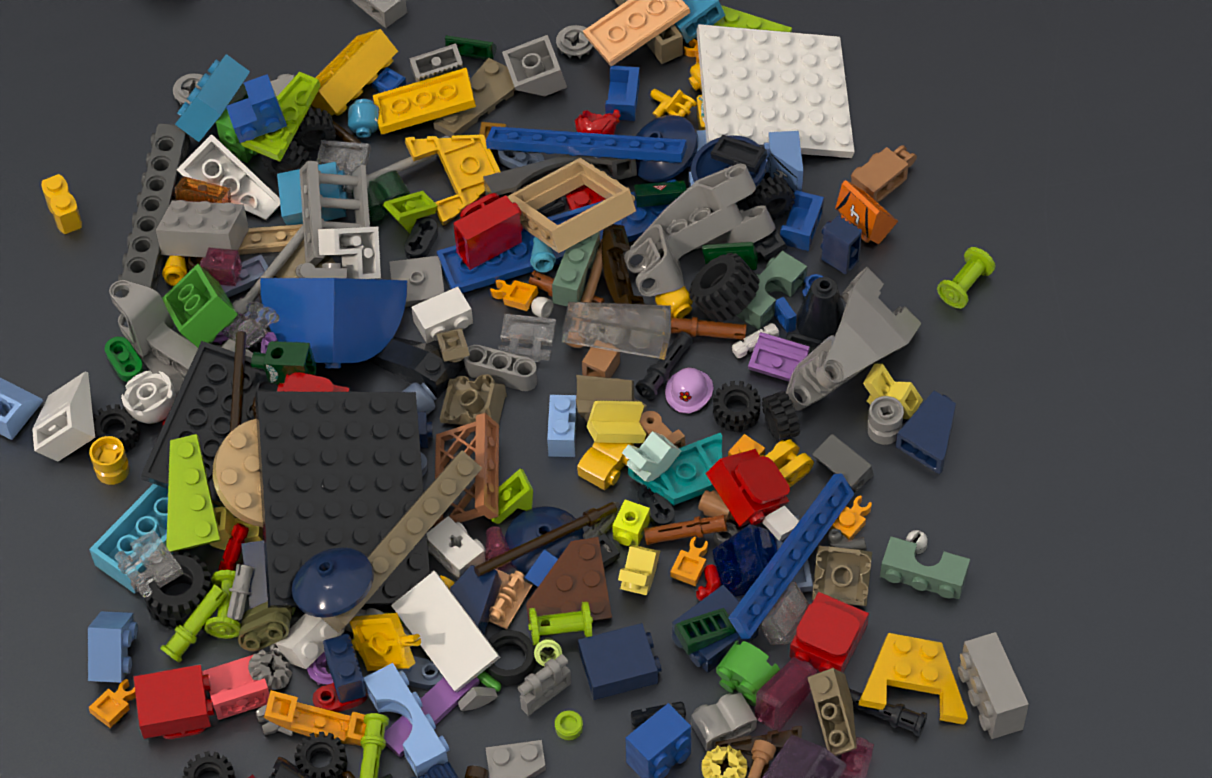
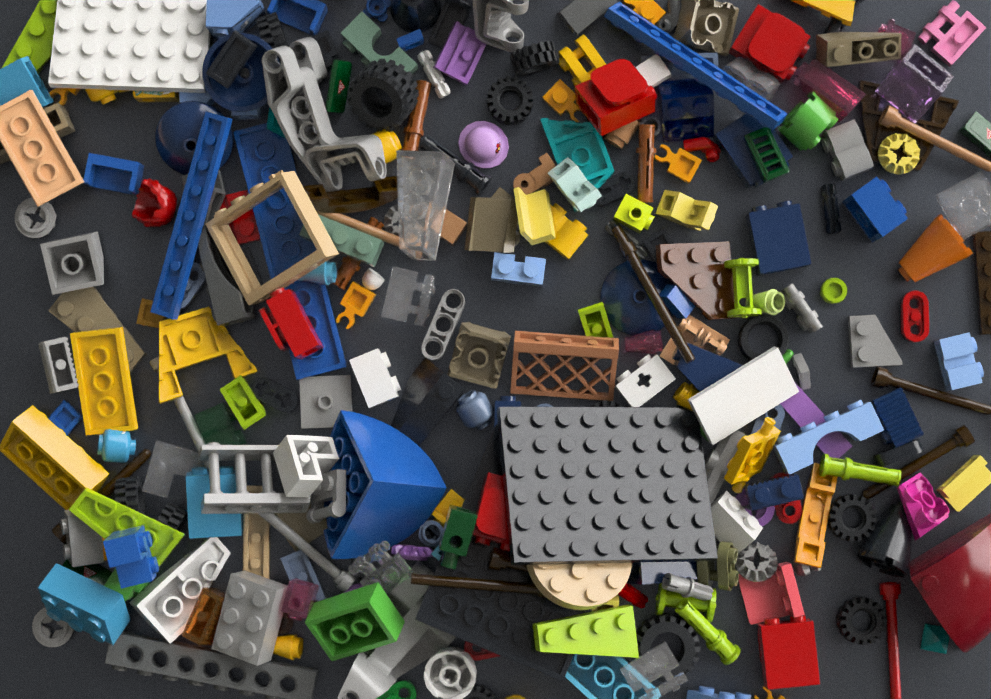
camera: 80 degrees left, 30 degrees up
(332, 582) = (715, 480): dark blue dish -> none
(414, 526) = (657, 431): dark tan brick -> none
(453, 345) = (421, 369): dark tan plate -> none
(472, 47) = (30, 328): dark green slope -> none
(658, 193) = (252, 147): dark green slope -> none
(677, 105) = (137, 120): yellow arm -> none

